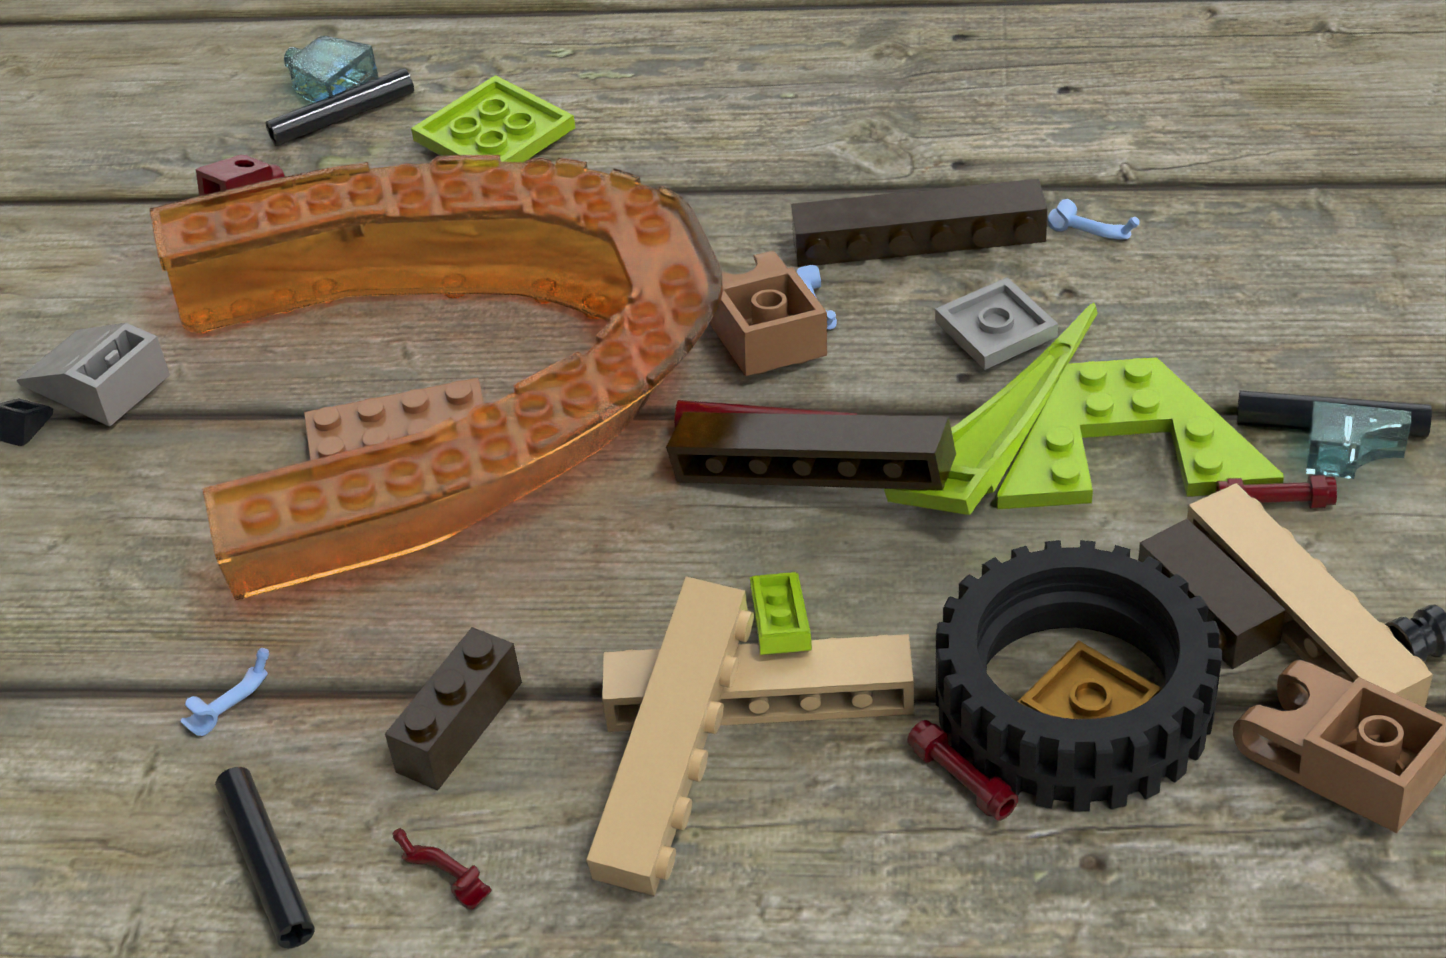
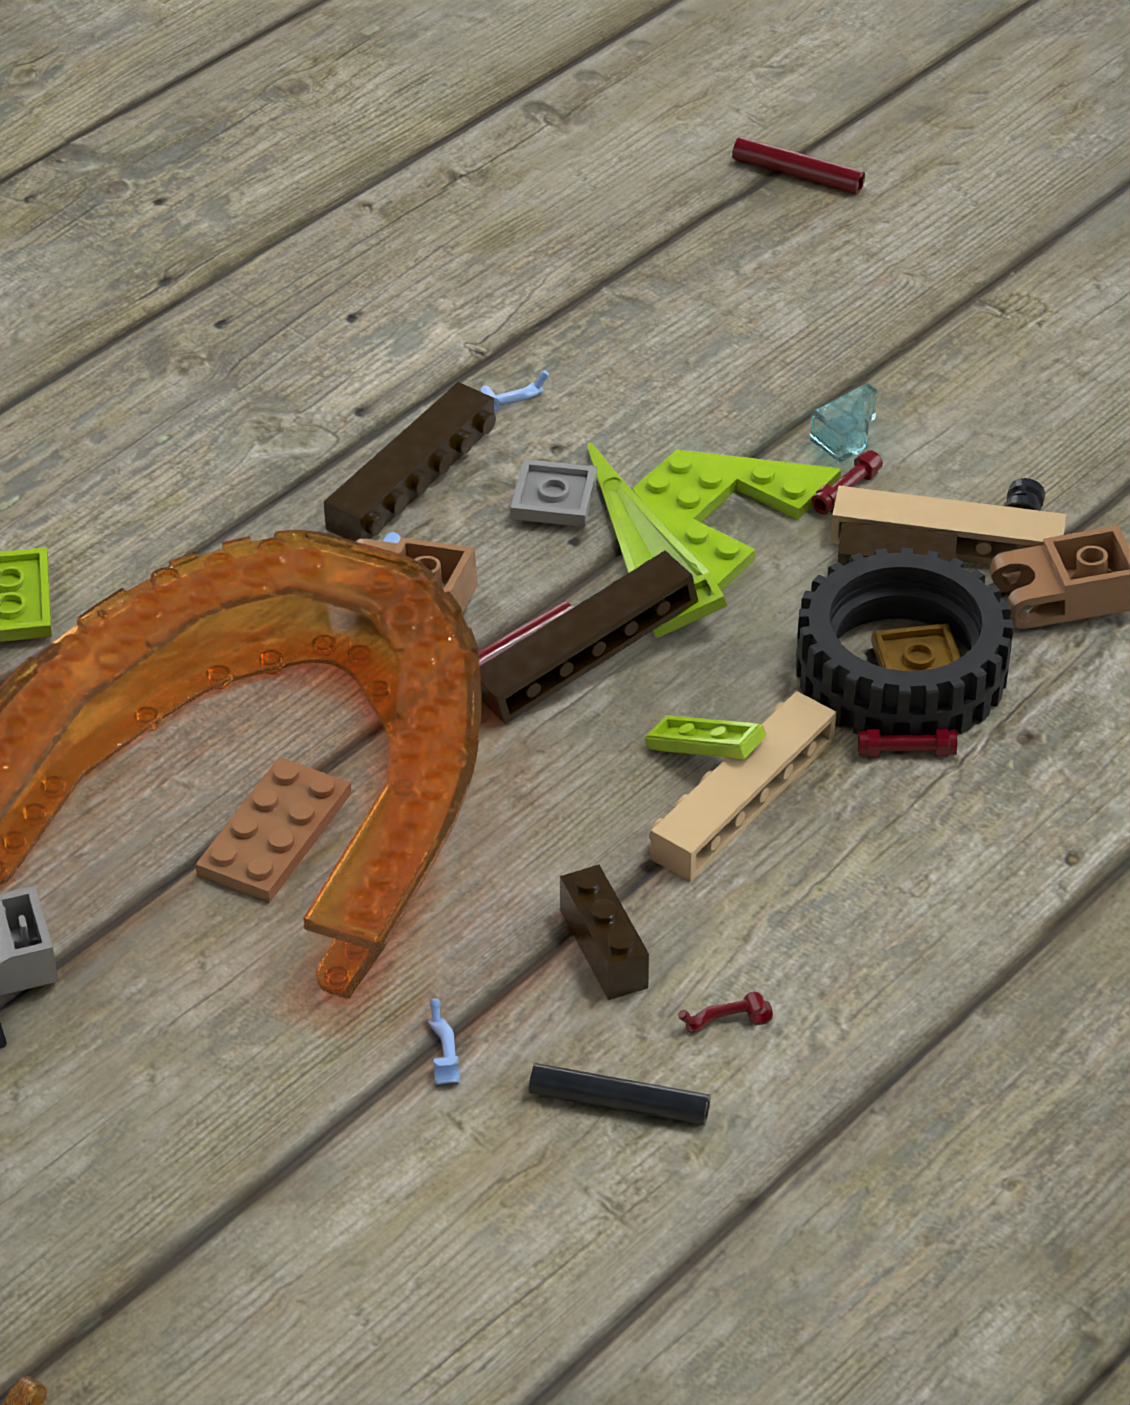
camera: 55 degrees left, 0 degrees up
(669, 737) = (764, 835): tan brick -> none
(1297, 409) = (799, 423): black piece -> none

